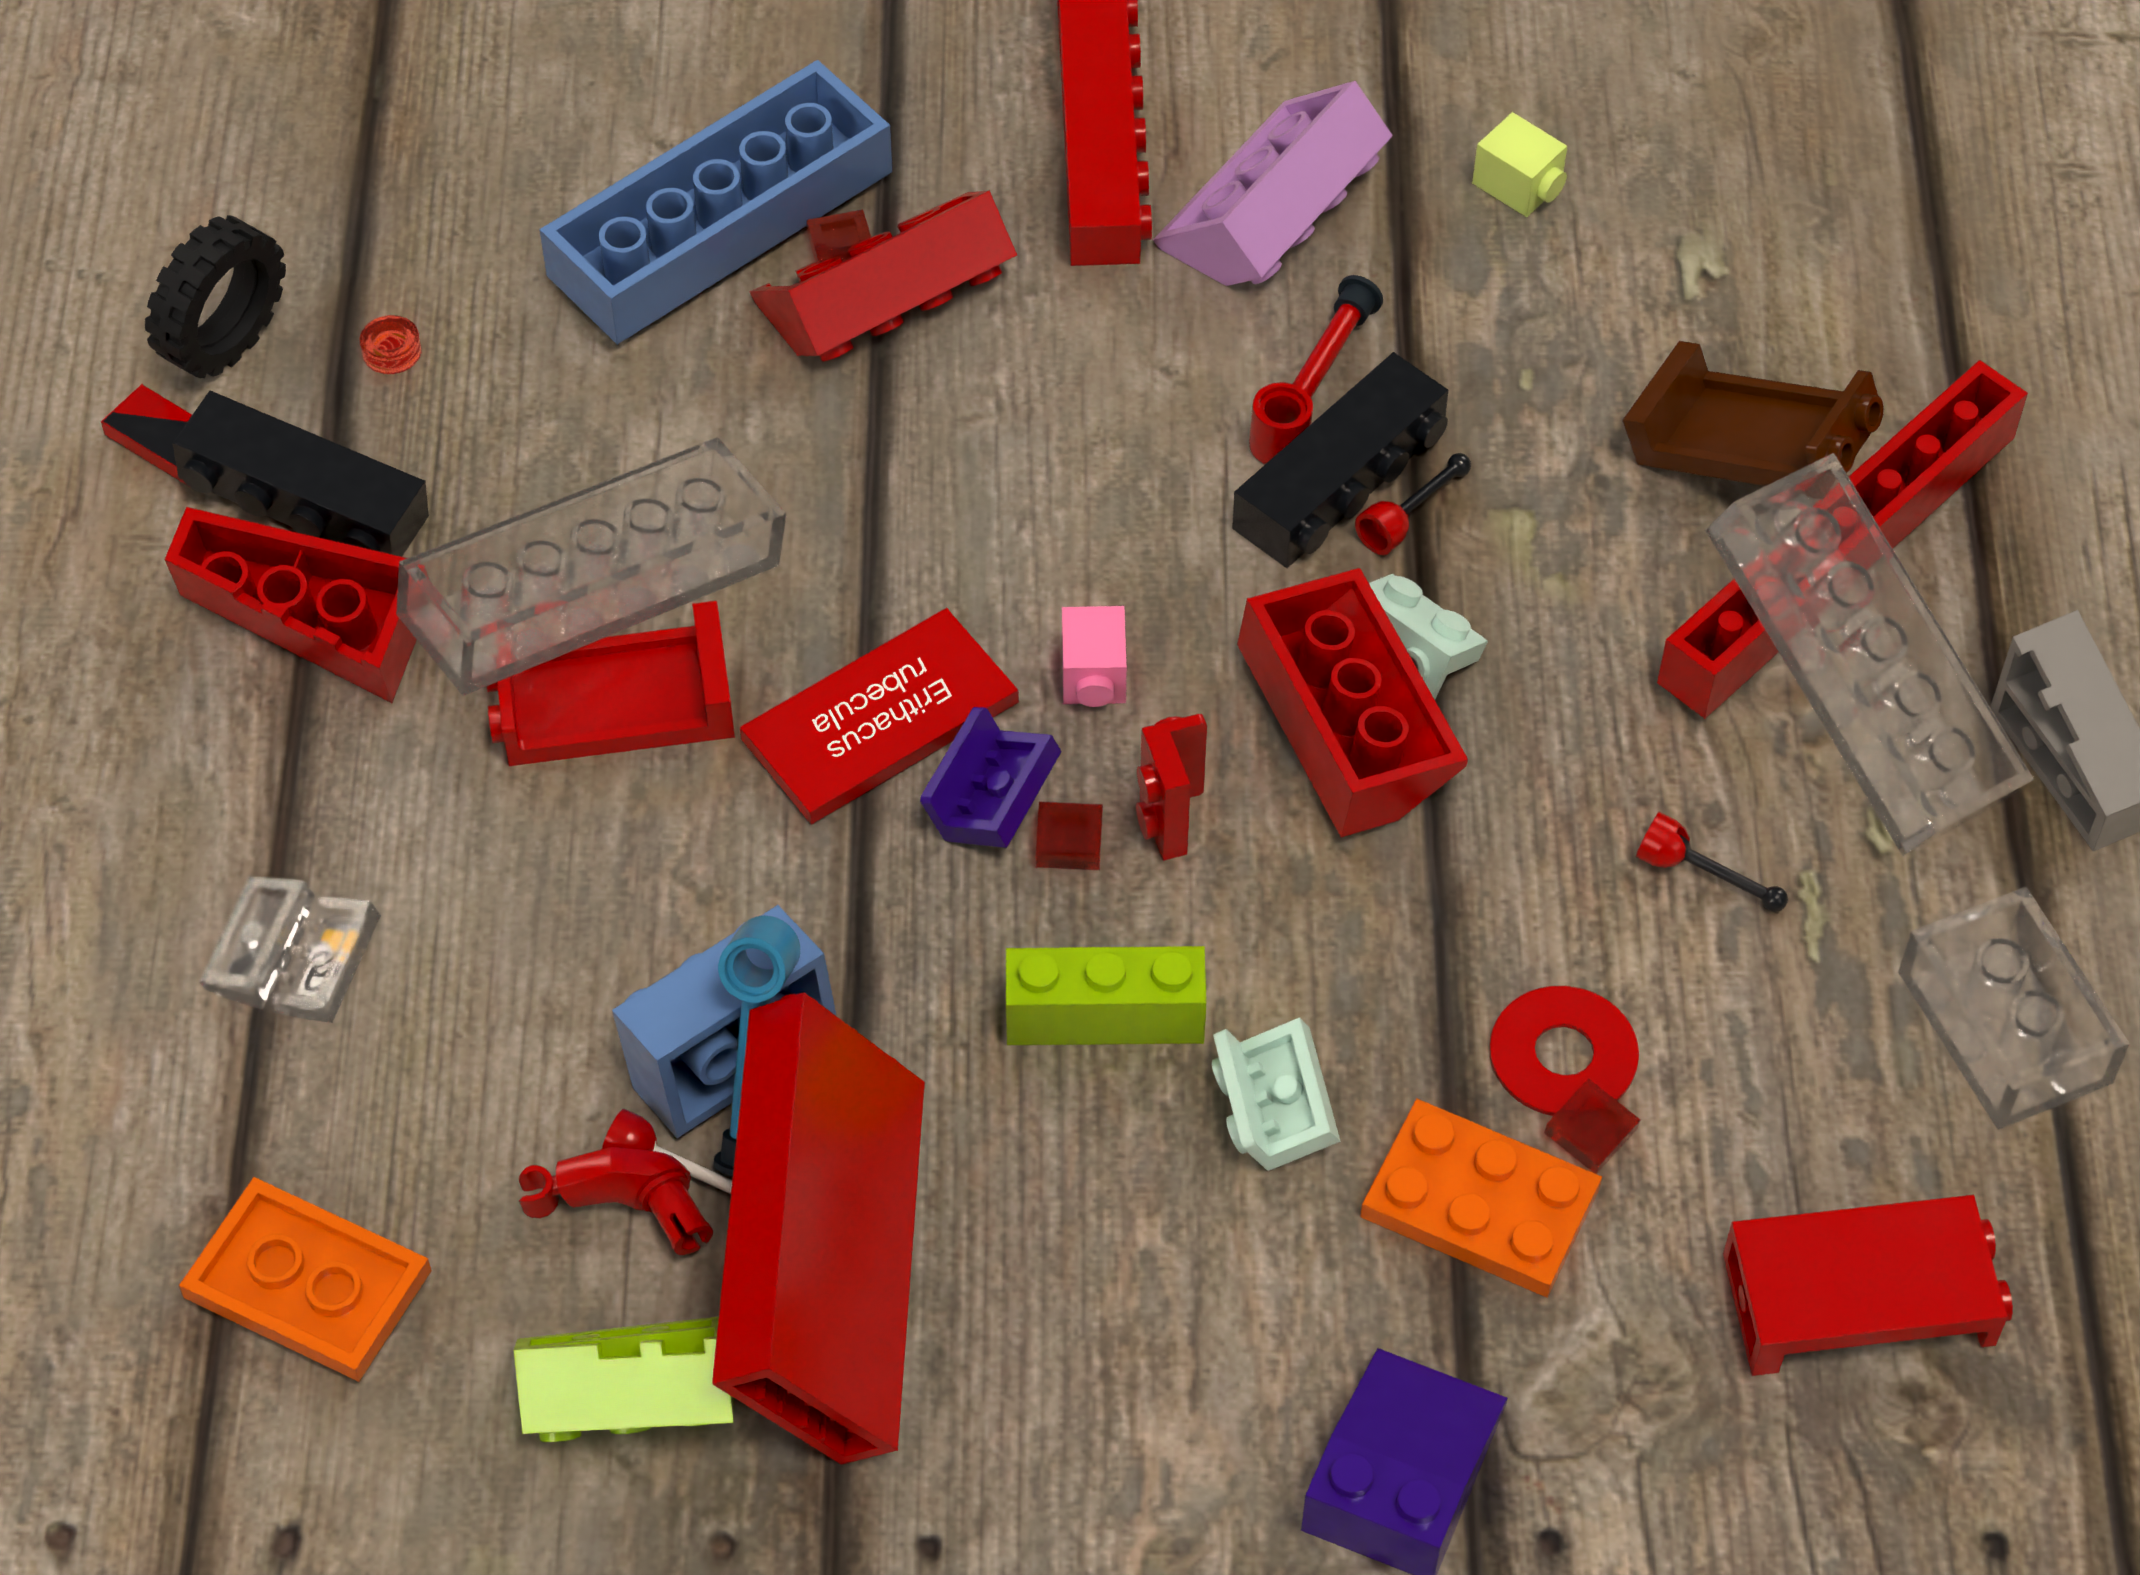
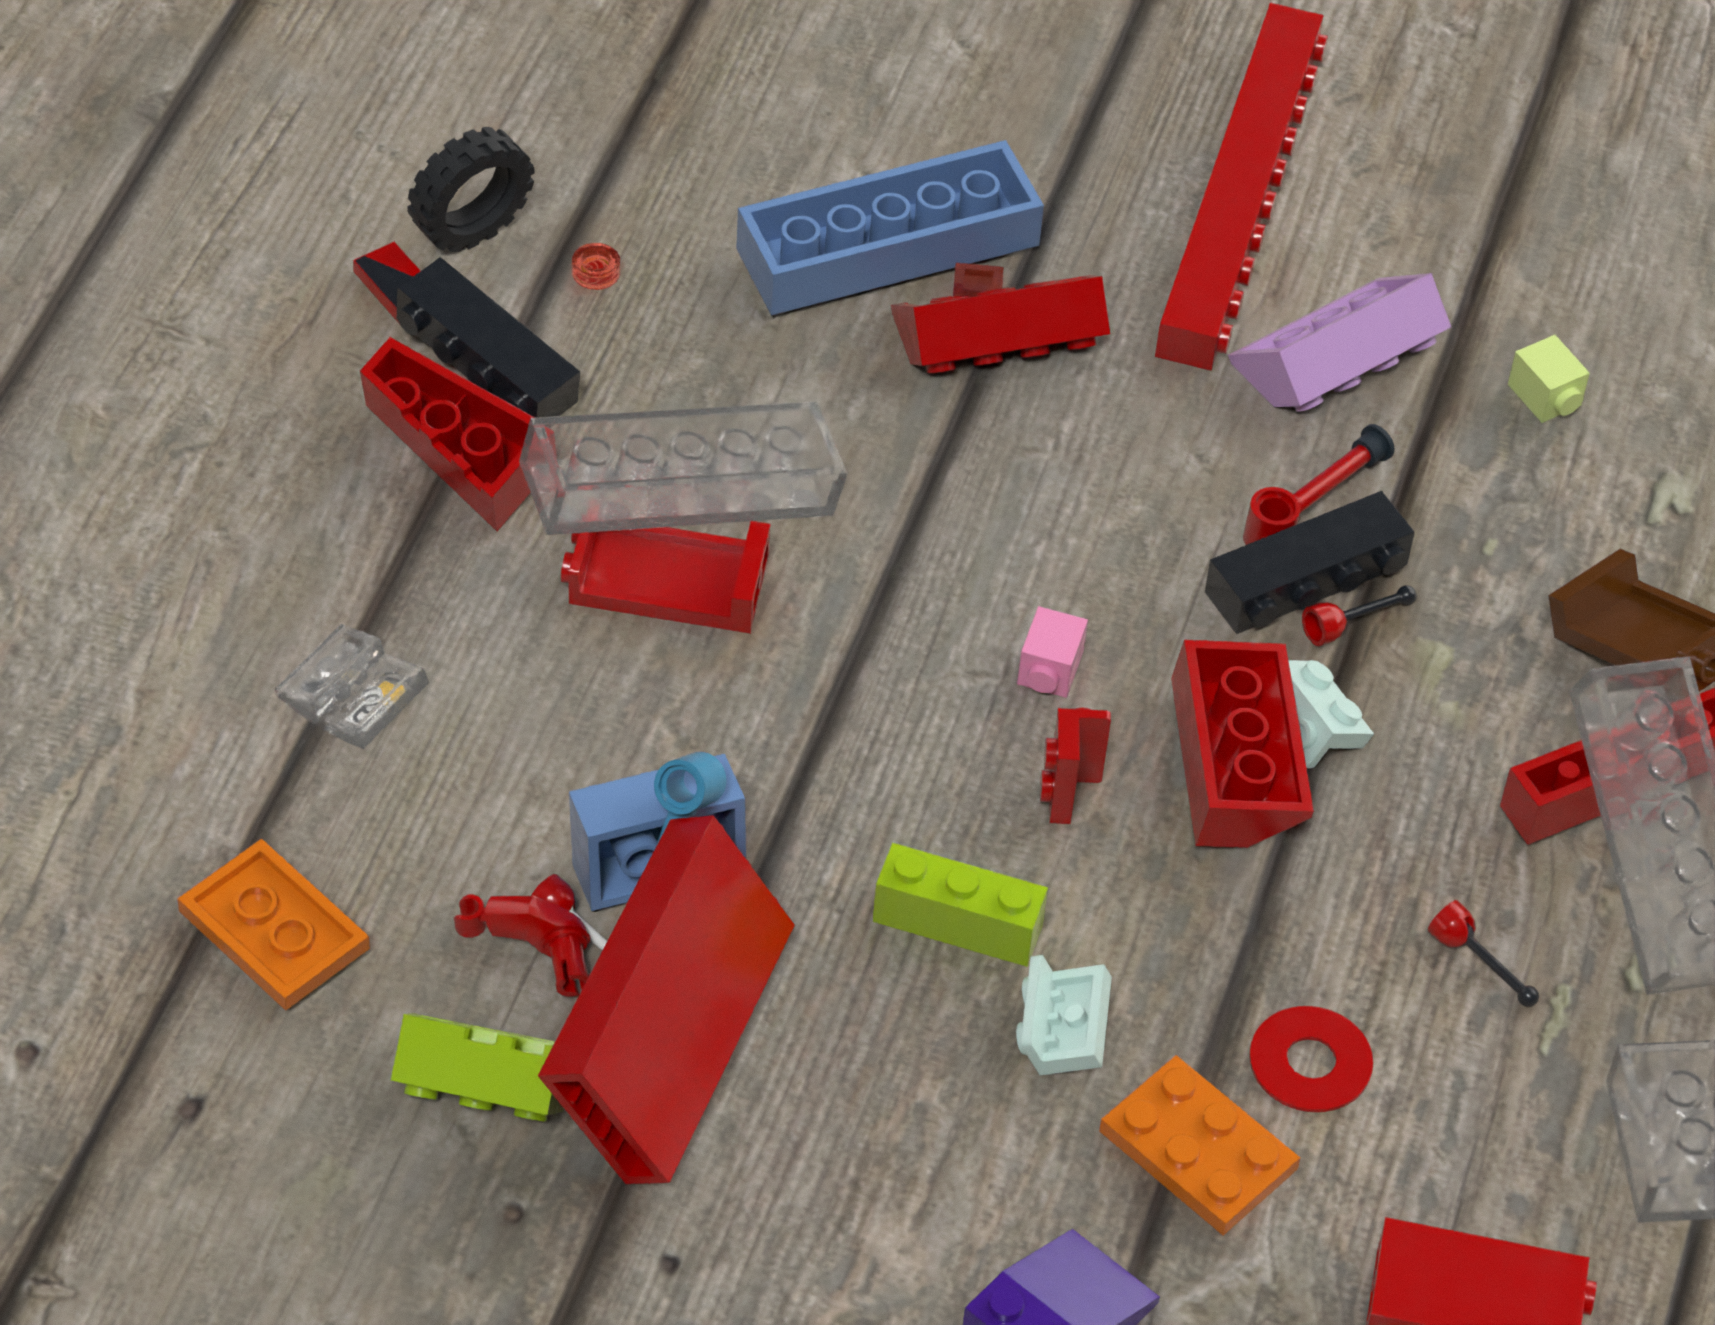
camera: 15 degrees right, 5 degrees down
(877, 715) = (868, 648): red tile -> none
(987, 781) = (930, 719): dark purple bracket -> none
(1069, 836) = (981, 781): clear red tile -> none
(1592, 1126) = (1309, 1119): clear red tile -> none

